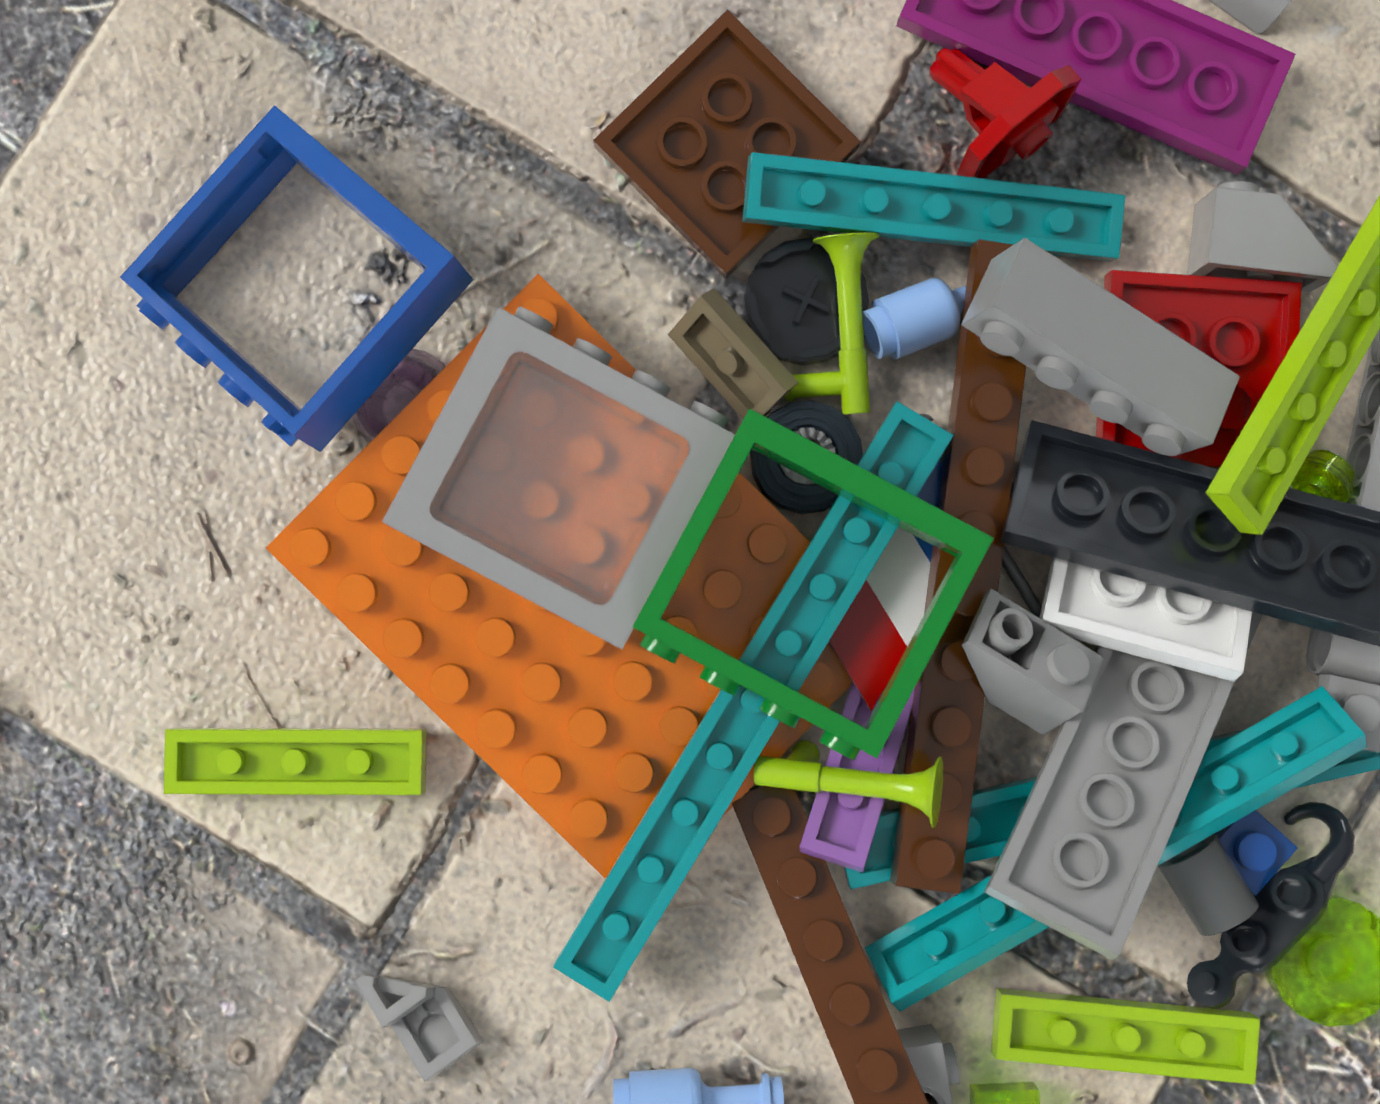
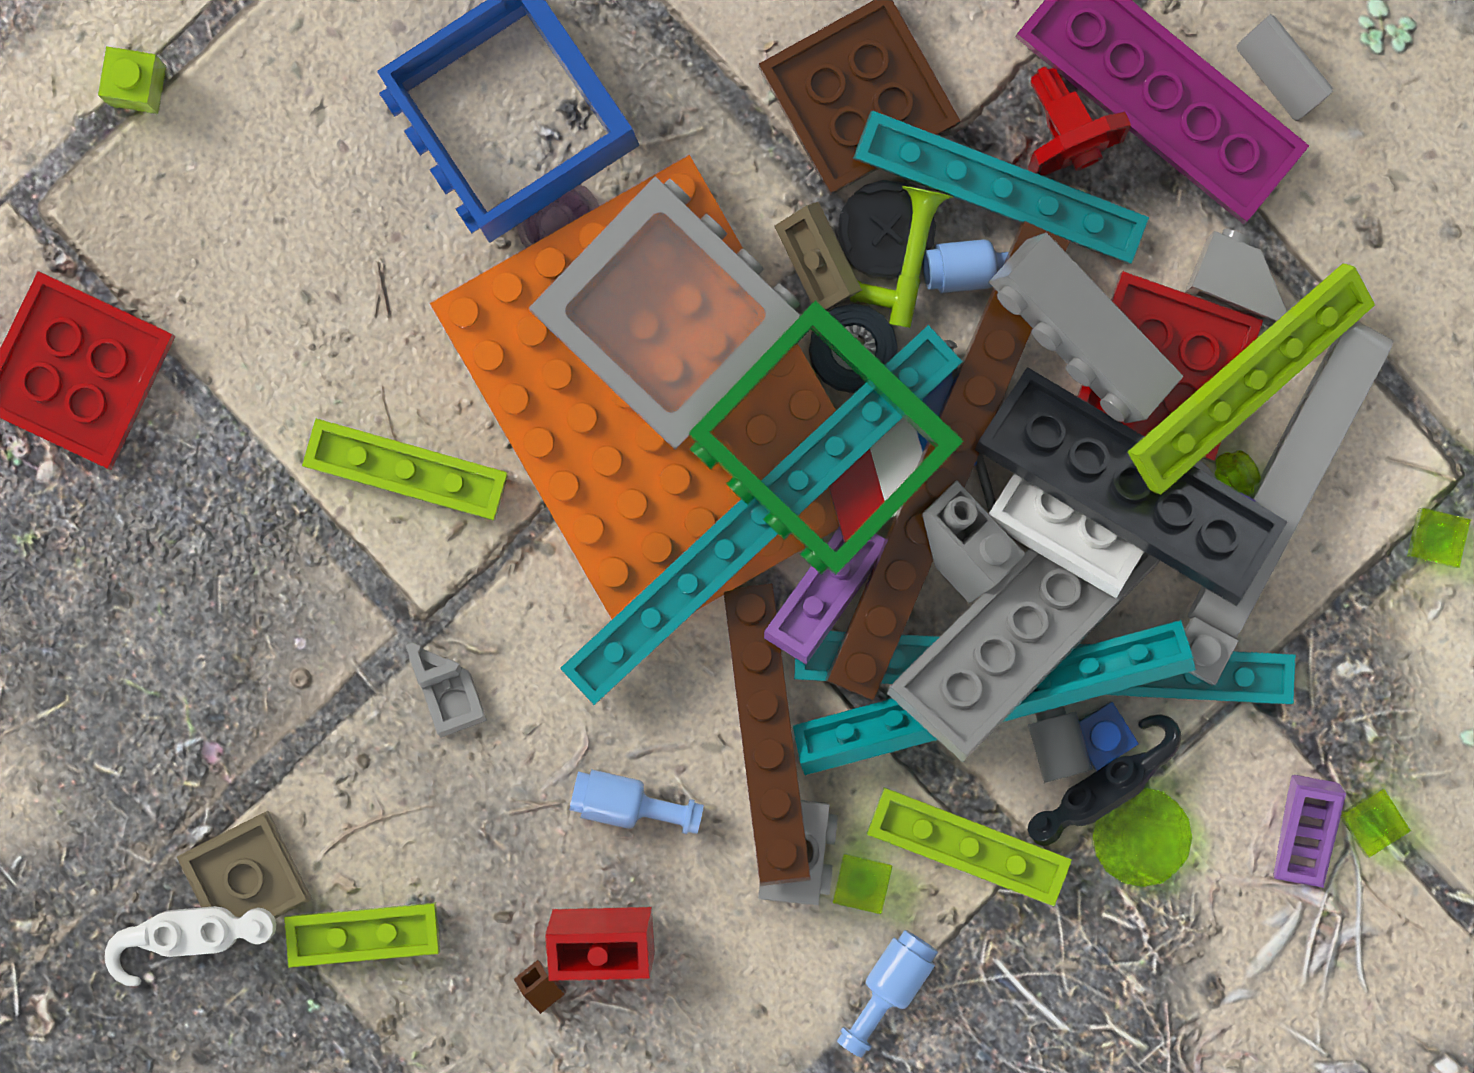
camera: 10 degrees right, 0 degrees up
(804, 773) = (787, 580): lime piece -> none

